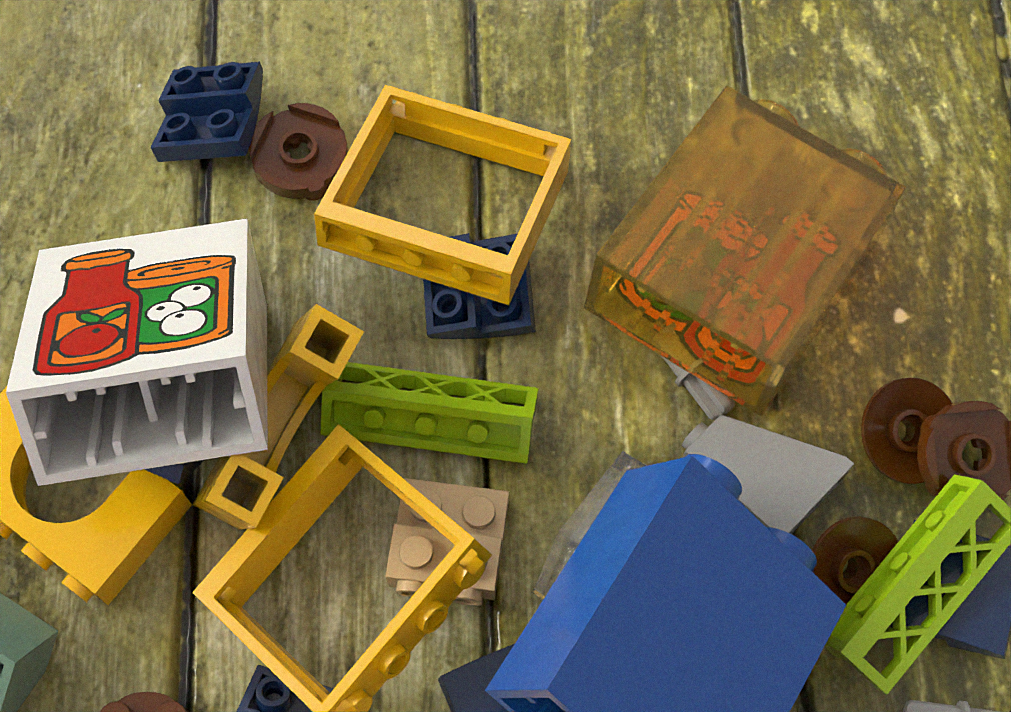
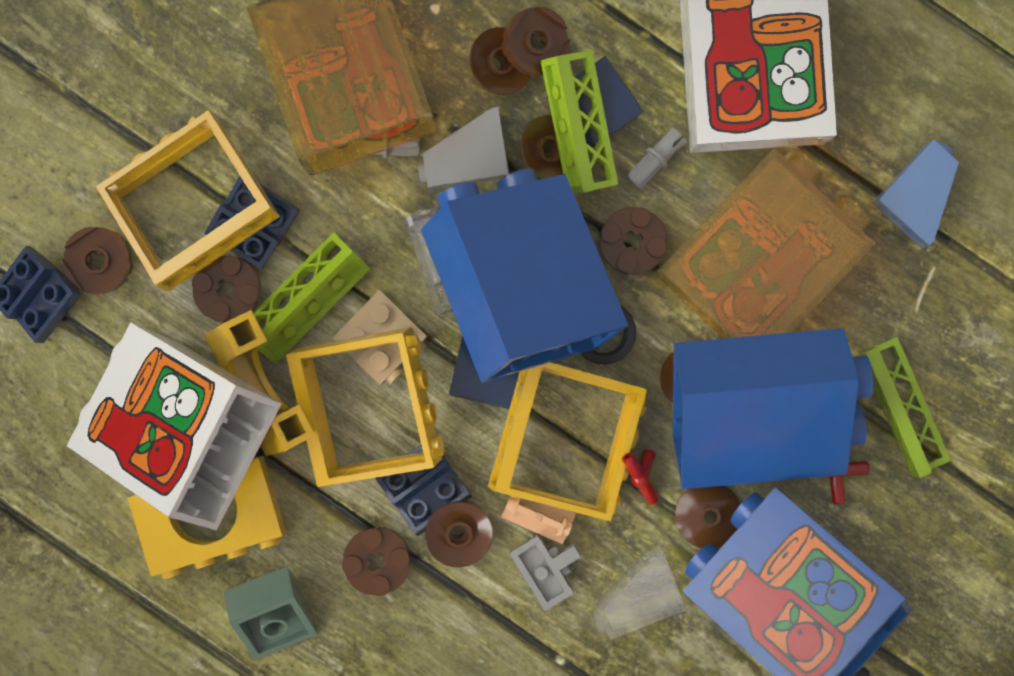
camera: 55 degrees left, 20 degrees up
(399, 301) = (245, 294): none -> reddish brown plate

